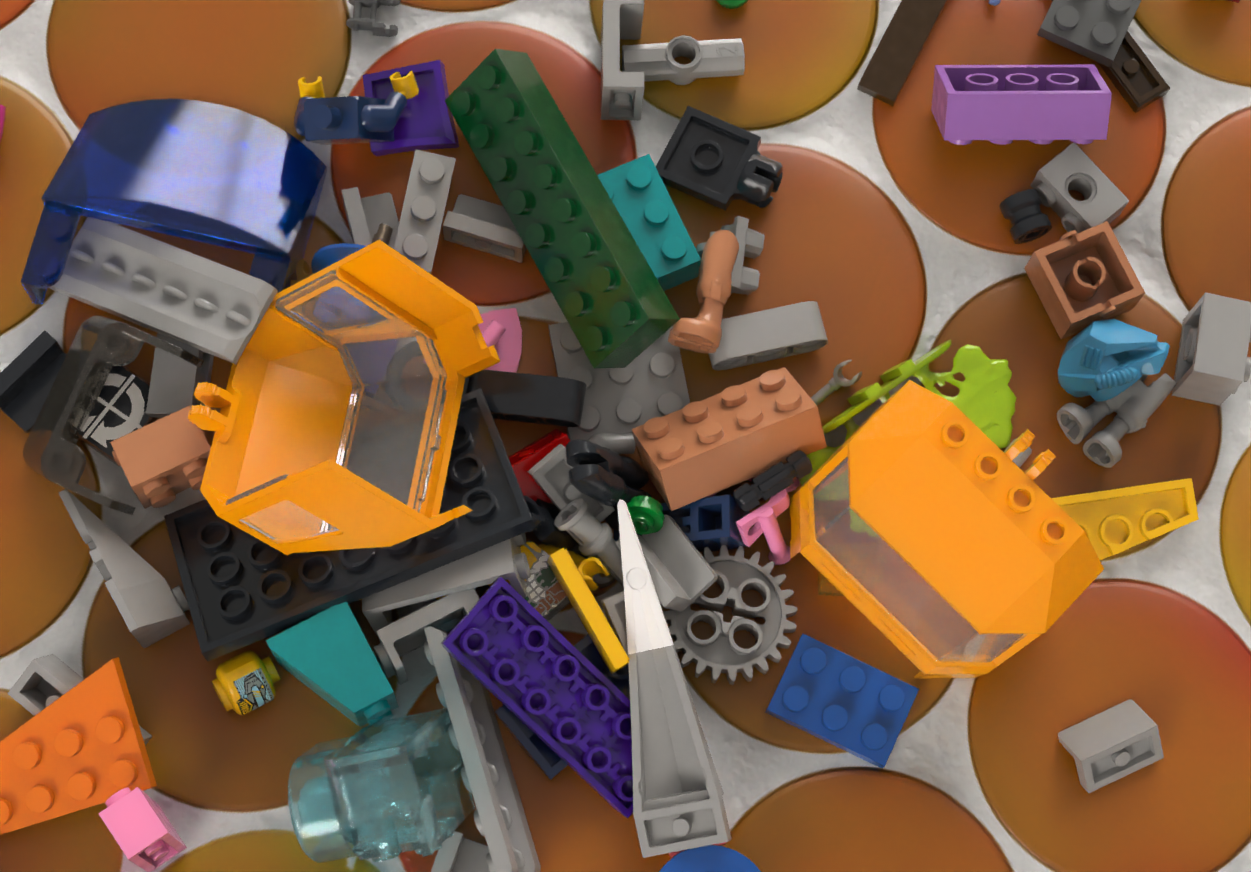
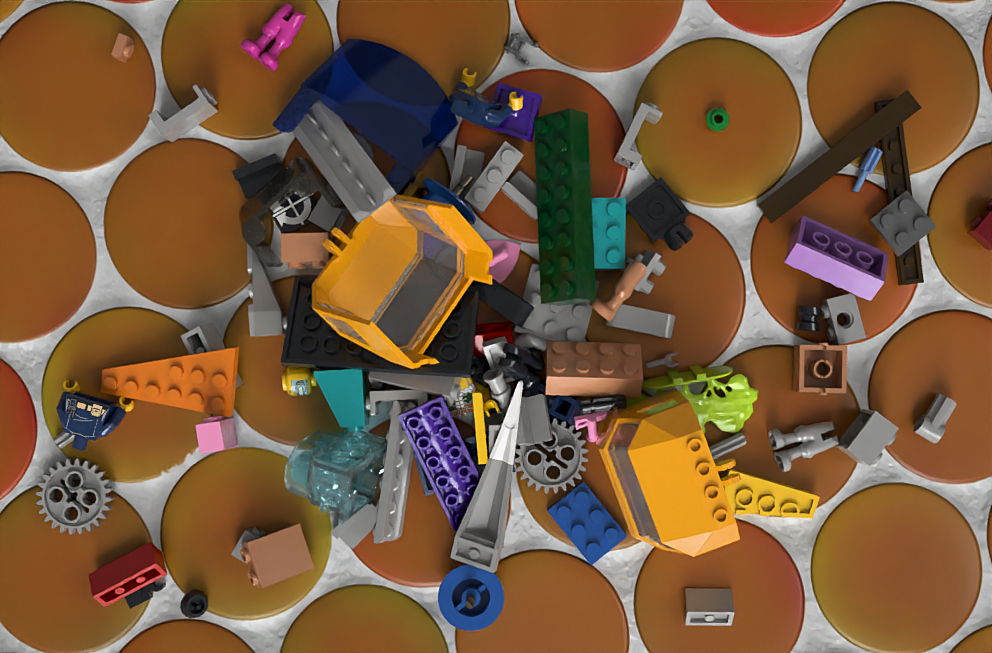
camera: 30 degrees right, 15 degrees up
(646, 514) = (531, 390): green plate -> none
(708, 59) = (685, 154): light grey piece -> none
(1109, 359) = (799, 413): dark azure helmet -> none

